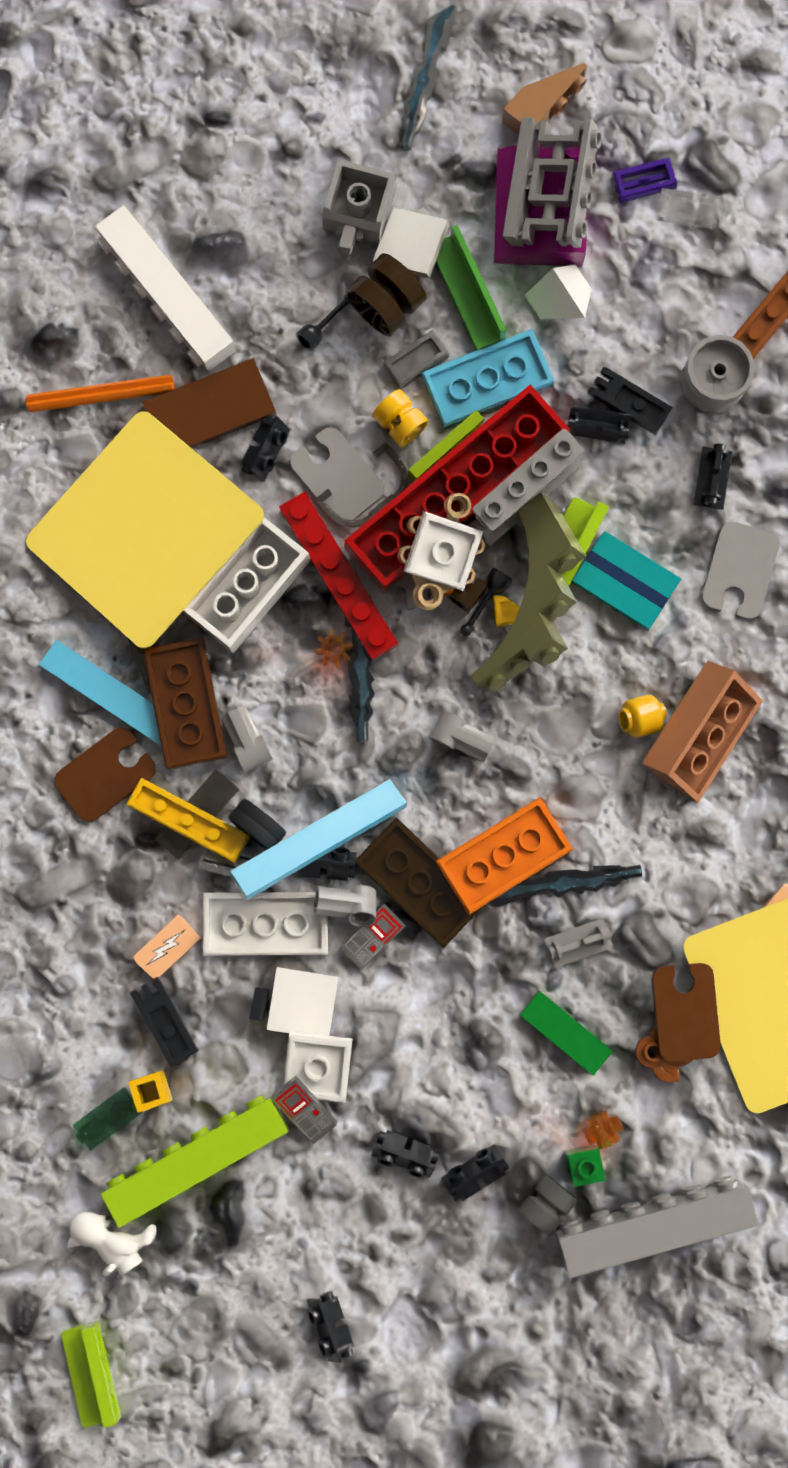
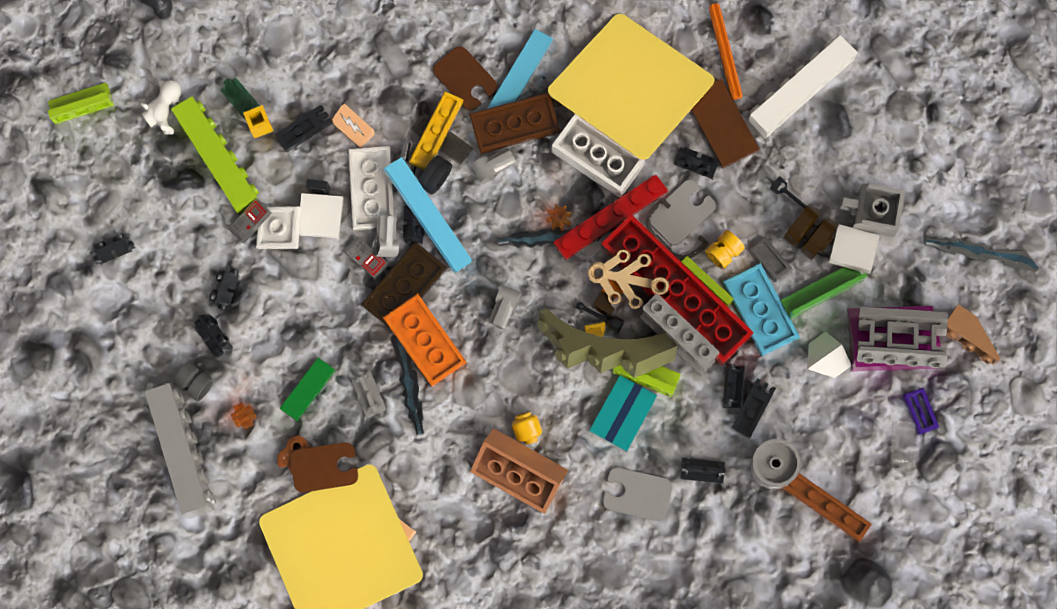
camera: 90 degrees right, 5 degrees down
(443, 551) = (627, 278): white tile -> none
(585, 1165) = (219, 404): green brick -> none

